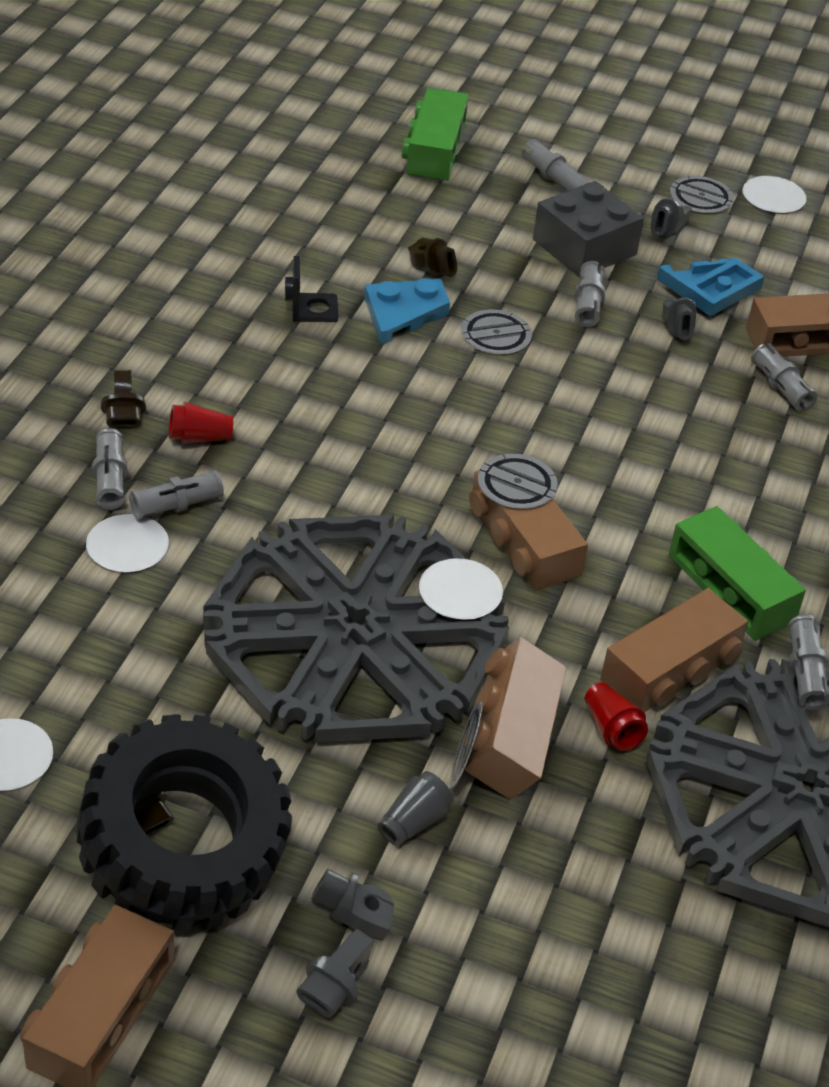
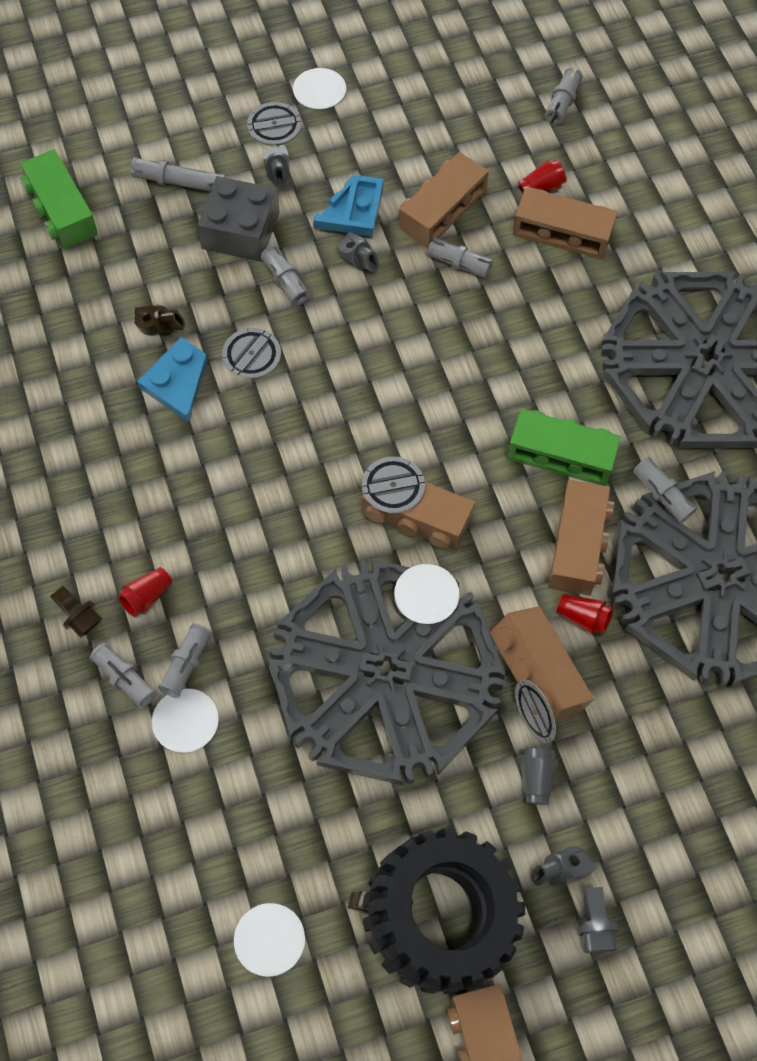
camera: 35 degrees left, 20 degrees up
(301, 300) = (101, 426): black bracket -> none

